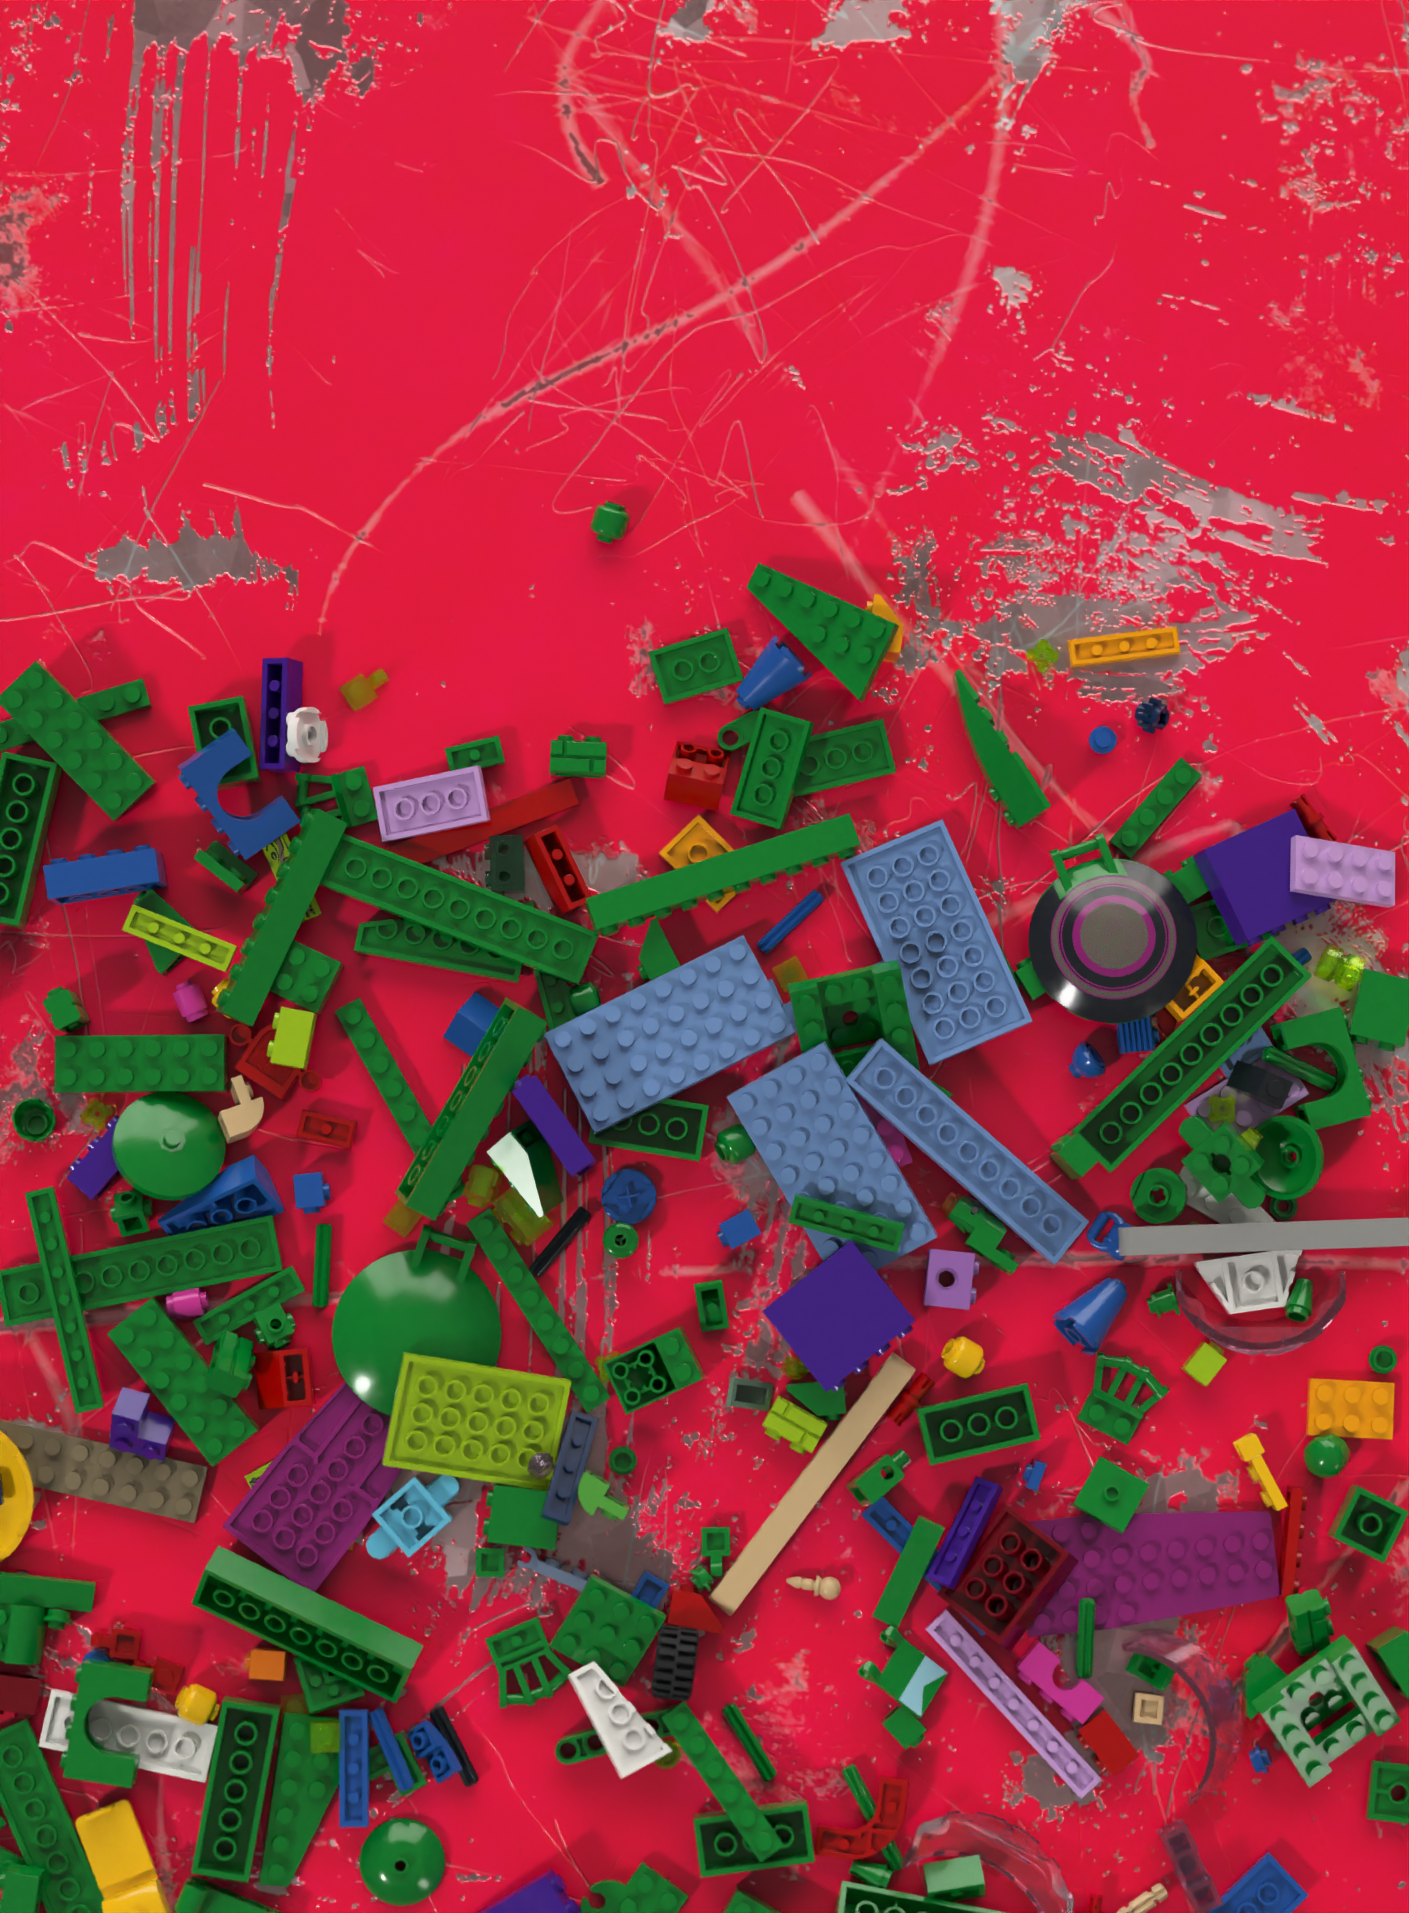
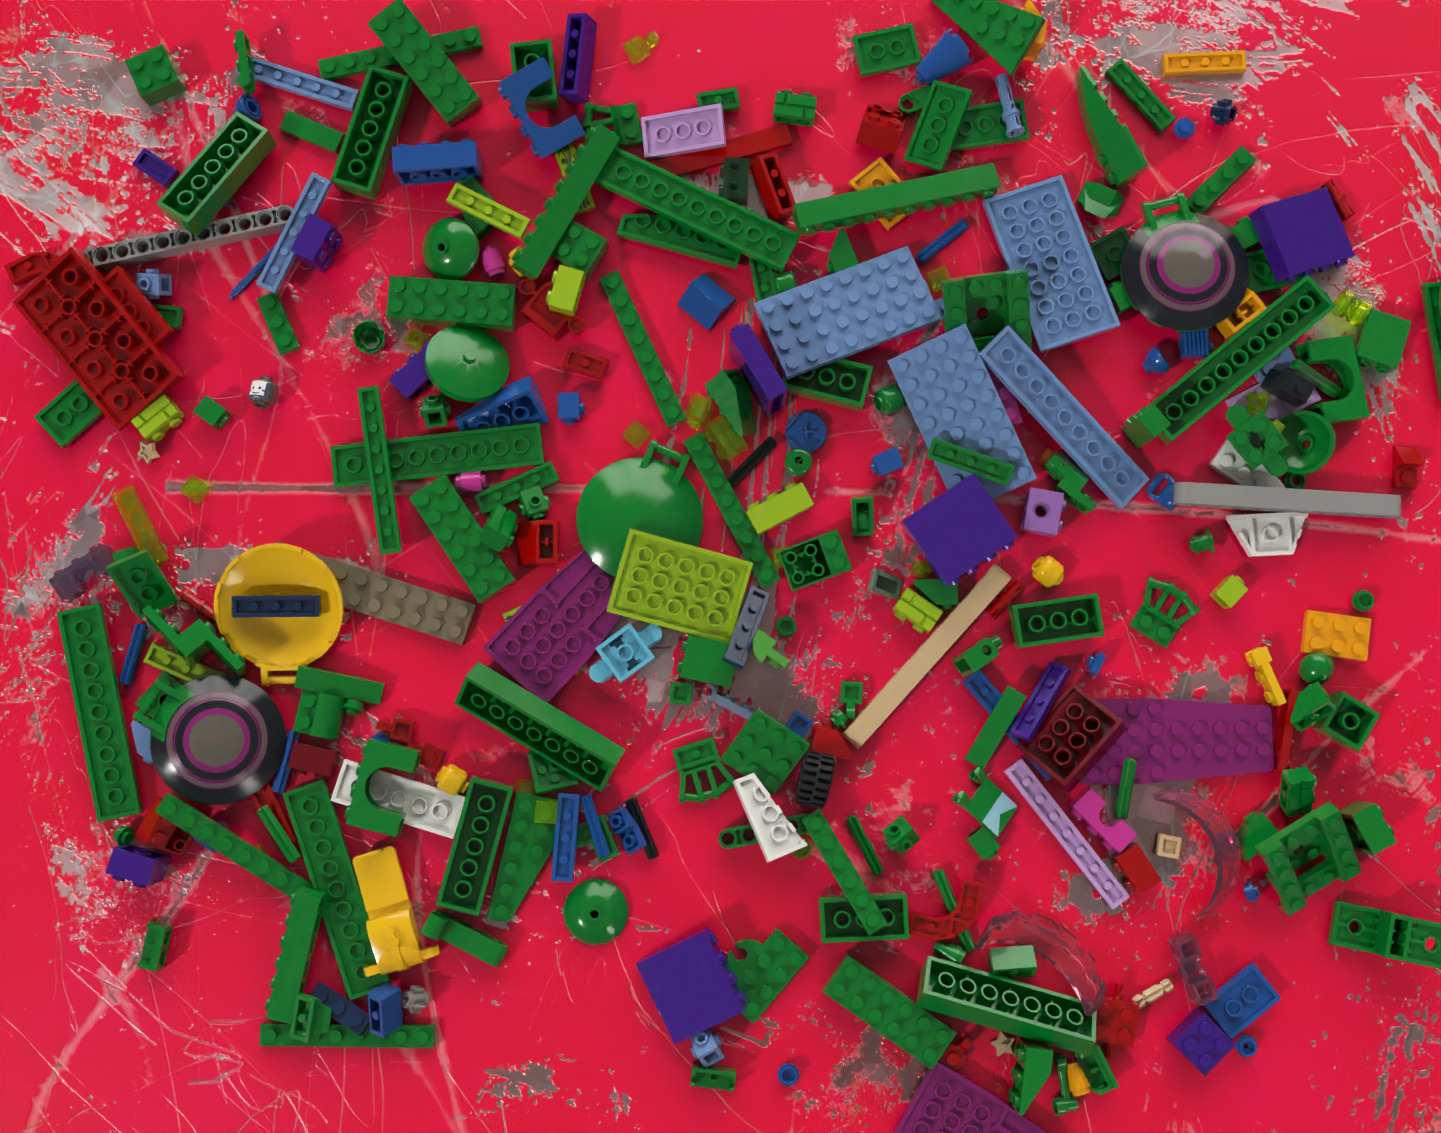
camera: 10 degrees right, 0 degrees up
(65, 1010) = (399, 257): green brick -> none
(139, 1430) = (424, 570): dark purple brick -> none
(145, 986) = (460, 249): none -> green dish
(226, 867) = (527, 166): green bracket -> none
(245, 1116) = (525, 348): tan brick -> none
(267, 1663) = (507, 754): orange brick -> none
(306, 735) = (594, 73): white plate -> none
(322, 1265) = (573, 463): green axle -> none
(470, 1109) = (695, 351): green brick -> none
(541, 1465) = (725, 622): plate -> none
(600, 1303) = (779, 508): none -> lime brick
(794, 1726) = (900, 835): none -> green brick
(828, 1587) = (932, 734): tan bar -> none
(867, 744) = (1010, 112): none -> medium blue pin
(996, 850) = (1100, 200): none -> green slope
(1012, 919) = (1109, 252): none -> dark green plate
(1034, 655) = (1144, 58): clear neon green plate -> none
(1041, 699) = (1140, 95): none -> green tile
(1091, 1315) = (1146, 548): blue cone -> none
(1110, 1495) = (1152, 683): green plate -> none
(1144, 1202) = (1199, 452): green plate -> none
(1150, 1671) = (1173, 817): green bracket -> none
(1266, 1336) = (1284, 575): clear pink windscreen -> none
(1300, 1301) = (1305, 551): green cone -> none
(1319, 1509) = (1311, 706): none -> green slope
(1342, 871) = (1359, 235): lavender plate -> none

